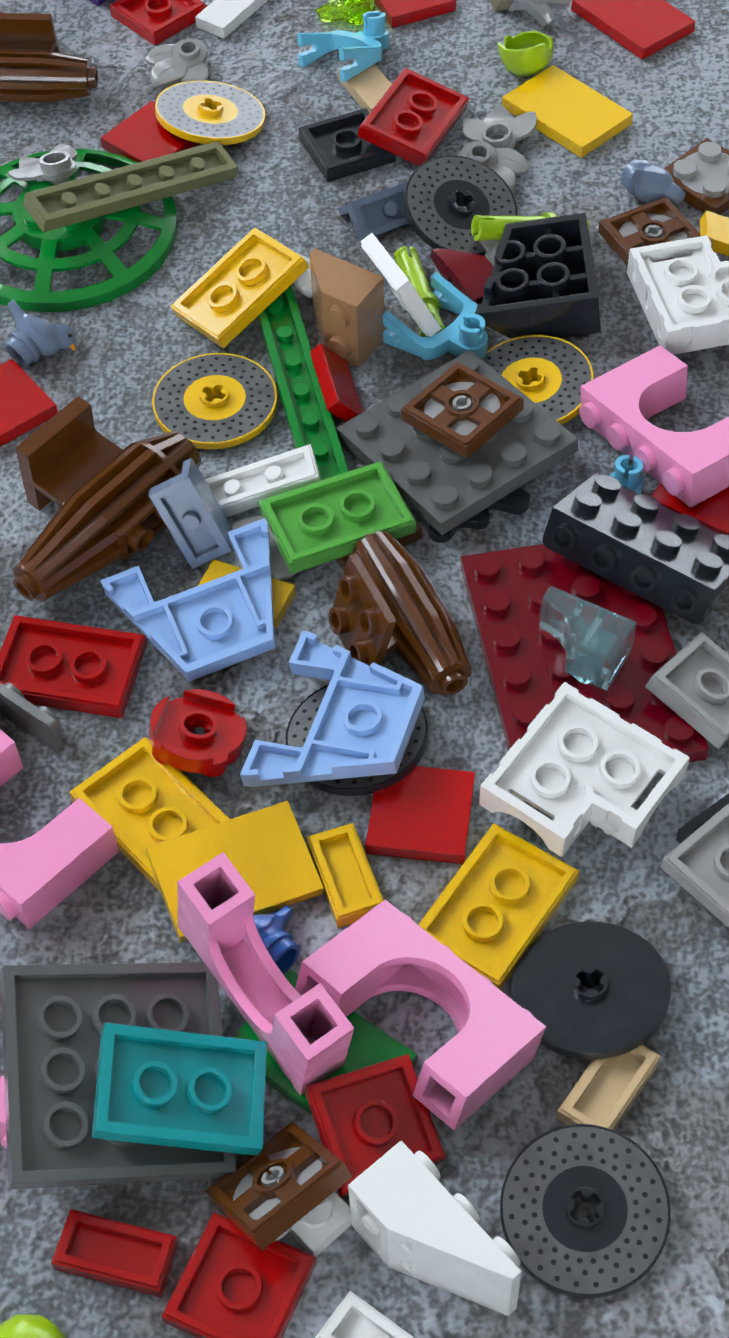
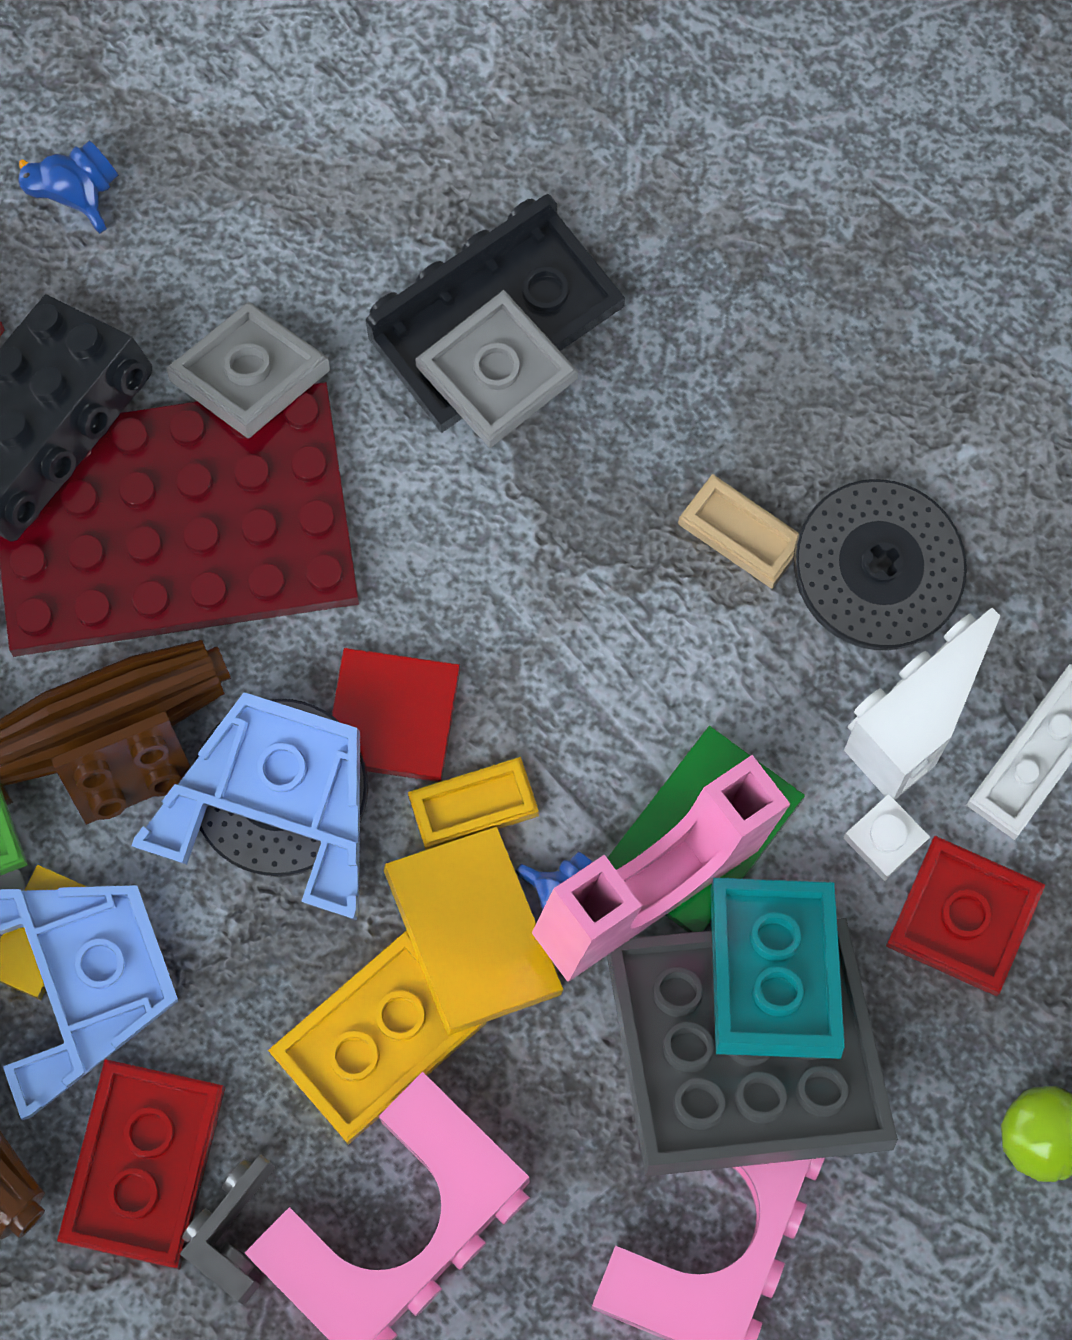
camera: 90 degrees left, 20 degrees up
(115, 1253) = (929, 1048): red tile -> none
(191, 752) = (288, 1009): red plate -> none
(278, 1185) = (876, 865): reddish brown piece -> none
(371, 1112) = (806, 762): red tile -> none
(393, 953) = (690, 642): bright pink arch -> none
(499, 903) = (520, 635): yellow tile -> none
(582, 768) = (366, 520): white piece -> none
(593, 637) = (180, 491): clear light blue arch -> none
(593, 1023) = (632, 583): black piece -> none

